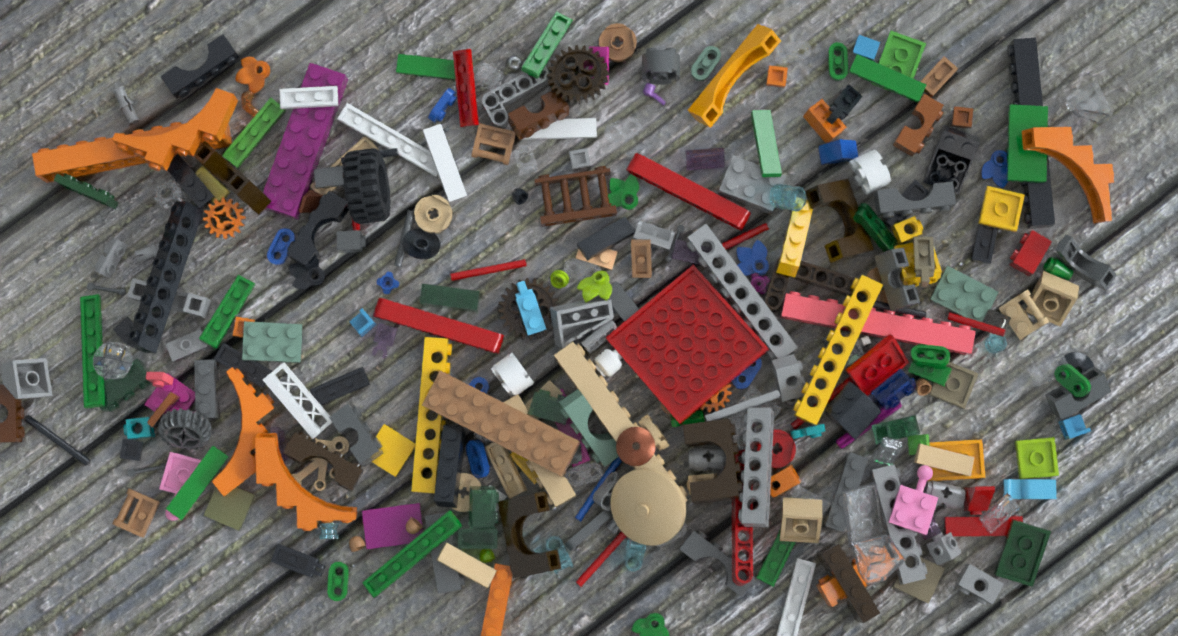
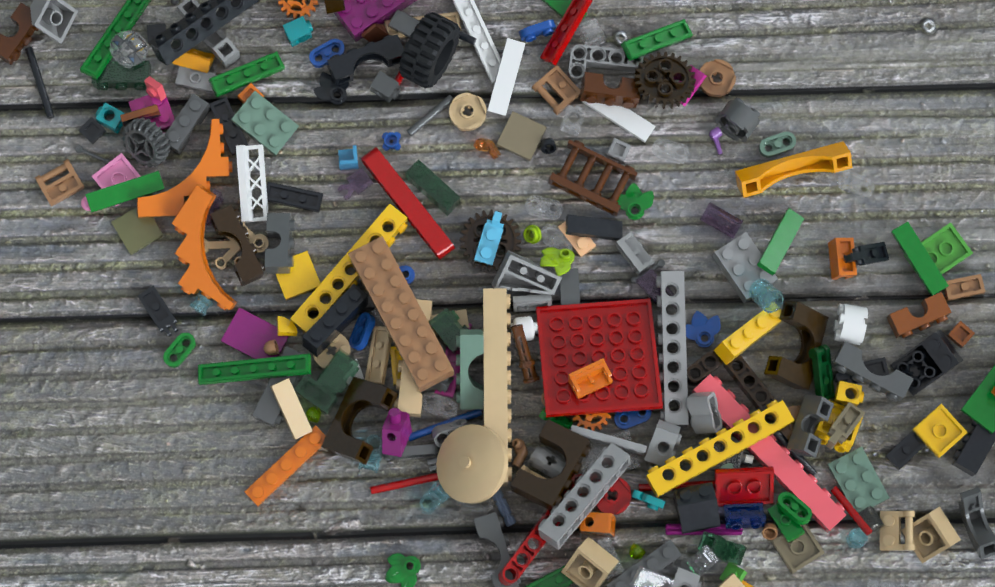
camera: 30 degrees right, 5 degrees down
(176, 329) = (196, 60): none -> light orange slope
(243, 245) = (298, 31): none -> teal brick
(356, 543) = (215, 331): medium nougat hinge -> none
(412, 500) = (285, 327): none -> yellow tile
(421, 244) = (440, 128): black dish -> none
(469, 231) = (488, 146): none -> clear orange arm
(488, 270) = (480, 187): red bar -> none
(491, 203) = (521, 136): none -> dark tan tile
(512, 375) = (438, 283): white brick -> none
(552, 249) = (543, 208): none -> clear plate
(564, 518) = (397, 425): none -> magenta torso
(628, 454) = (494, 417): copper dish -> none
(631, 390) = (529, 362): none -> reddish brown pin
(641, 258) = (611, 263): medium nougat plate -> none
(660, 440) = (520, 413): tan plate -> none
(678, 465) = (521, 452): none -> medium nougat arm
(688, 191) = (689, 237): red beam -> none
(694, 367) = (590, 378): none -> orange hinge
(699, 522) = (503, 508): none -> sand blue axle
(745, 236) = (709, 306): red bar -> none
(763, 280) = (699, 352): magenta plate -> none
(776, 76) = (828, 195): orange plate -> none
(804, 329) = (704, 412): none -> light grey brick
(828, 480) = (636, 552): none -> clear neon green hinge
(838, 62) = (888, 218): green plate -> none
(838, 151) = (836, 290): blue slope -> none
(866, 47) = (920, 222): dark azure panel -> none
(996, 170) = (957, 395): blue plate -> none
(1030, 252) = (938, 484): red brick -> none
(1057, 268) = (953, 514): green cone -> none

